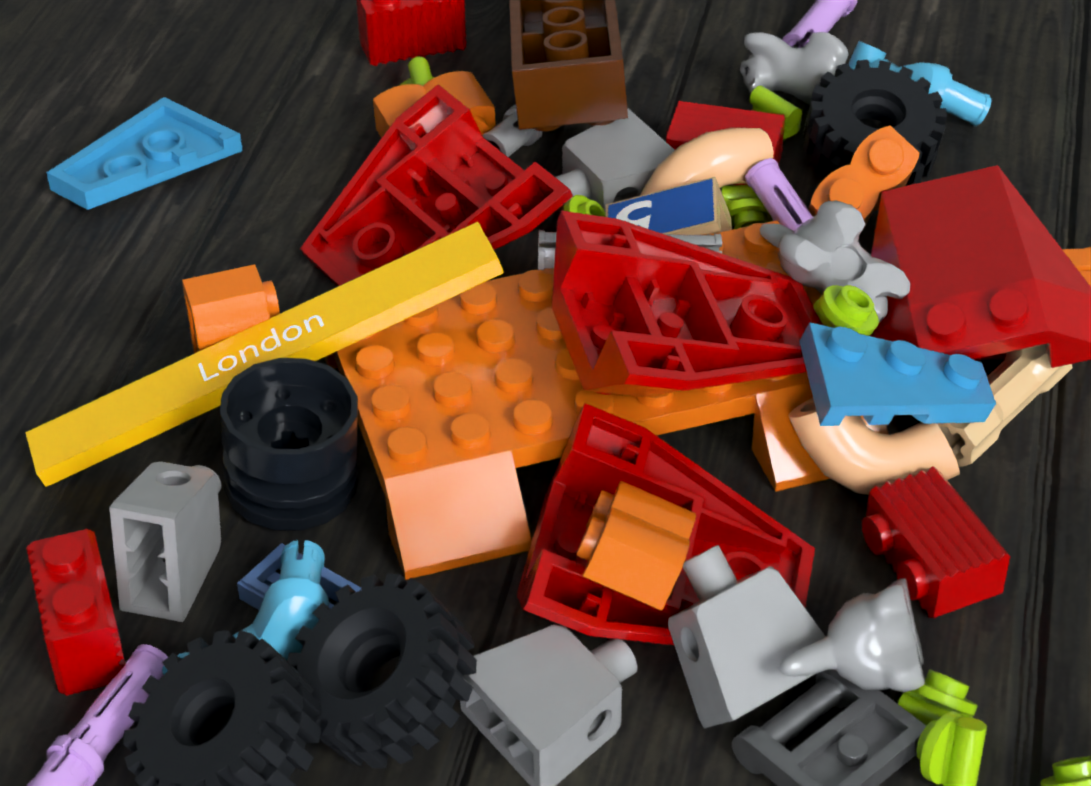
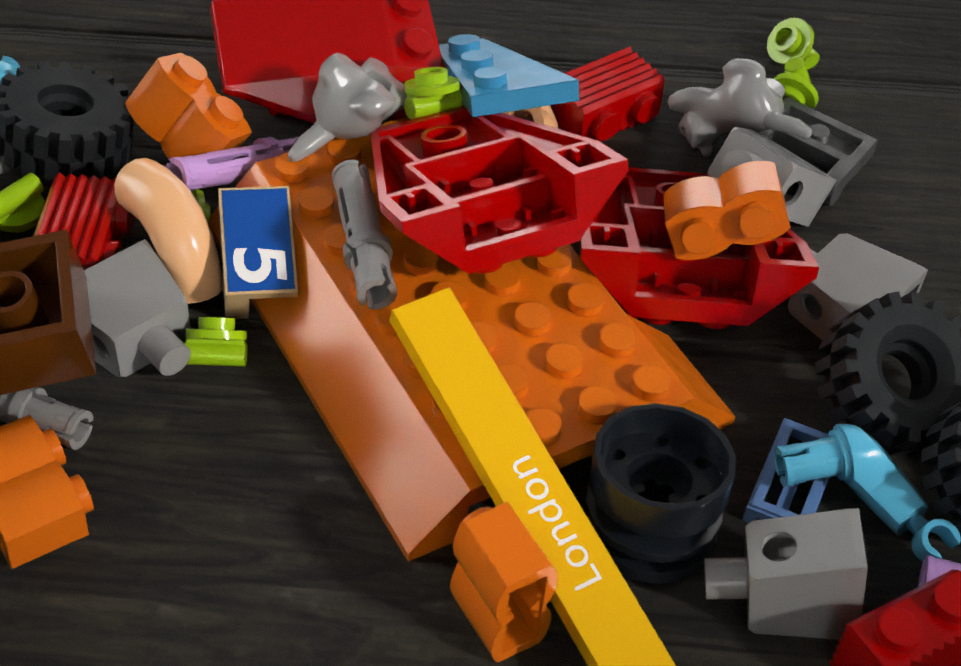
camera: 105 degrees left, 5 degrees up
(425, 183) = (223, 456): red wedge -> none

